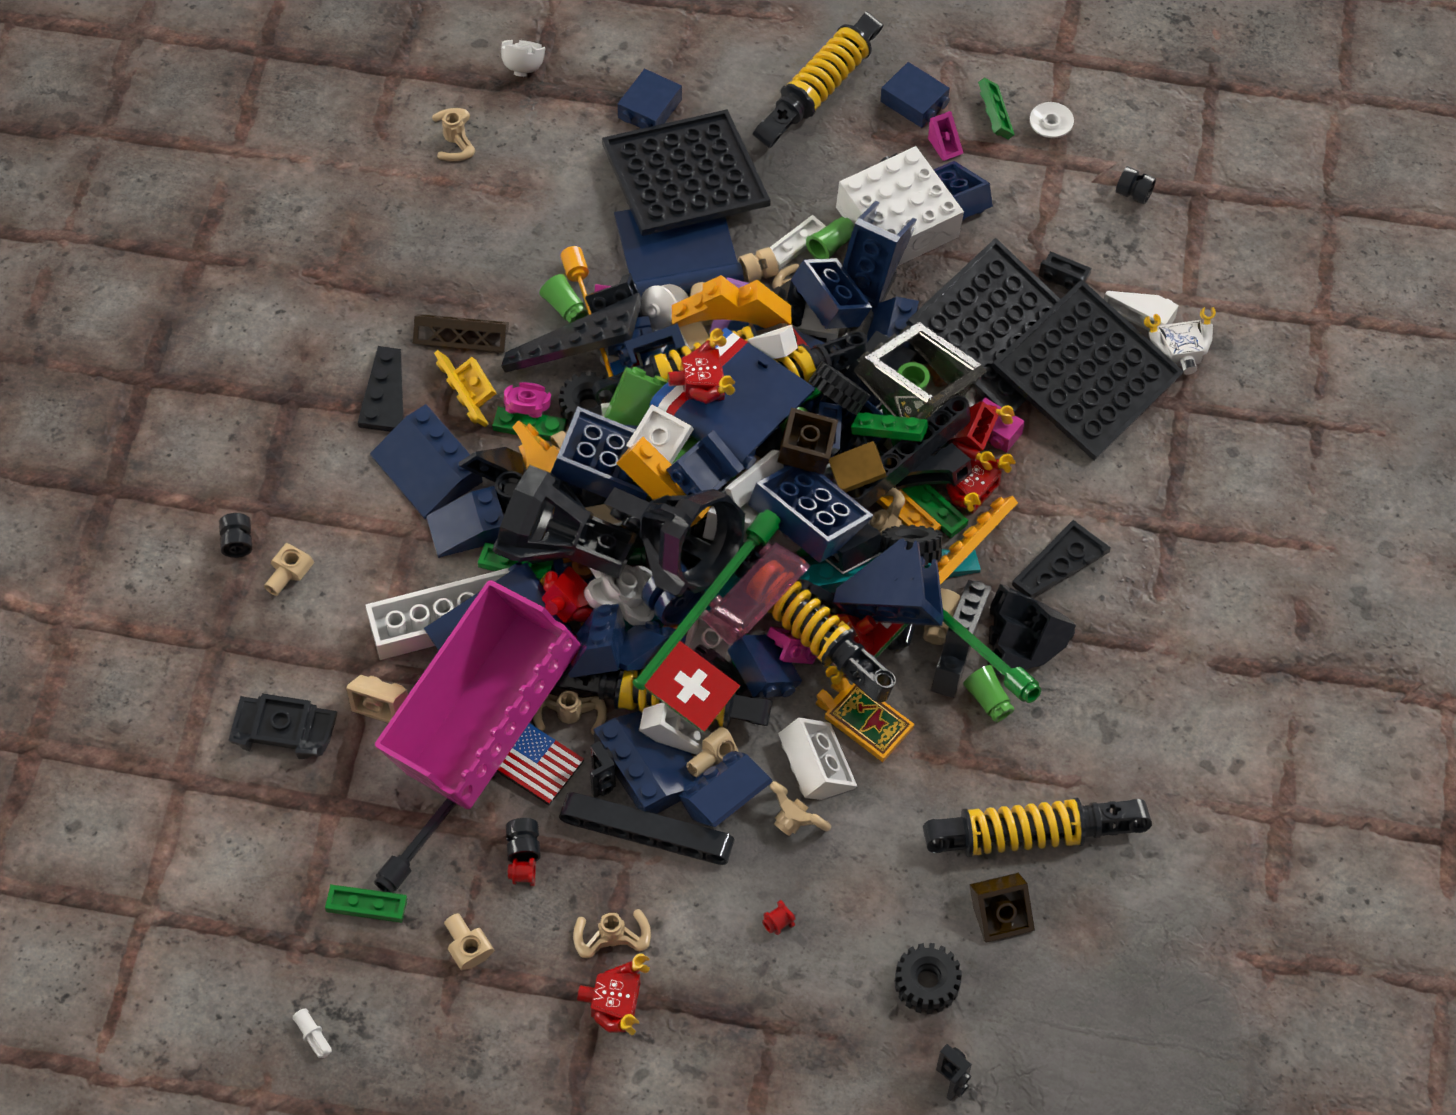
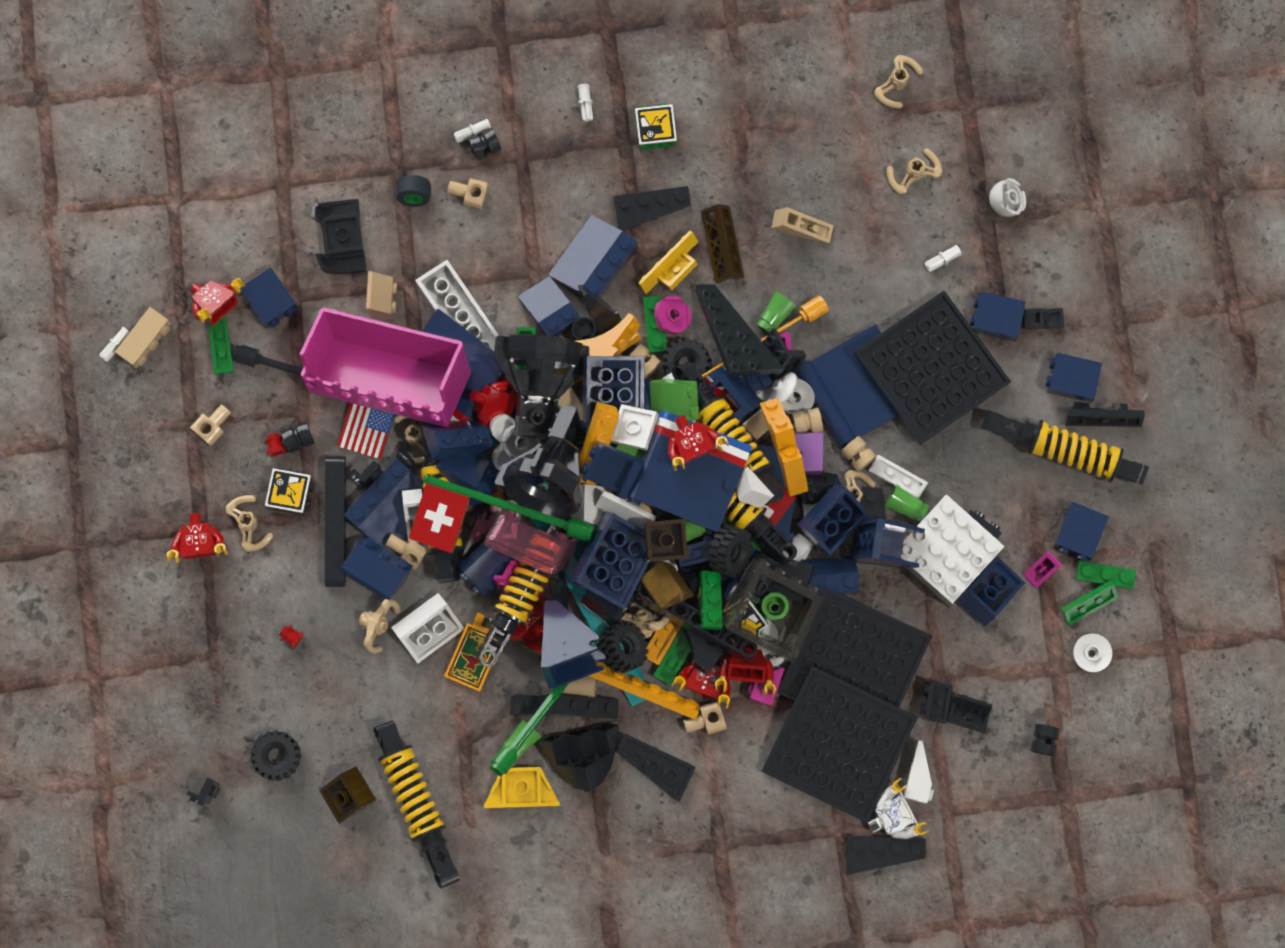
camera: 70 degrees right, 20 degrees up
(211, 546) = (472, 130): none -> white axle
(230, 421) = (585, 102): none -> white axle
(260, 626) = (413, 190): none -> black wheel
(293, 357) = (655, 126): none -> piece
(304, 888) = (214, 300): none -> torso
(319, 994) = (143, 338): none -> tan brick
(327, 826) = (269, 298): none -> dark blue panel
(343, 118) = (897, 80): none -> tan piece
(470, 250) = (801, 225): none -> tan slope
(563, 133) = (943, 258): none -> white axle
(586, 729) = (403, 456): none -> black arm
(590, 871) = (289, 492): none -> piece
(668, 62) = (1044, 318): none -> black slope
(743, 55) = (1073, 377): none -> dark blue brick
(800, 30) = (1108, 418): none -> black hinge
(968, 90) = (1102, 574): none -> green plate
(1028, 494) = (702, 720): none -> tan piece
(1049, 715) = (522, 789): none -> yellow wing
(1086, 243) = (969, 713): none -> black bracket
(1219, 374) = (872, 852): none -> black wing

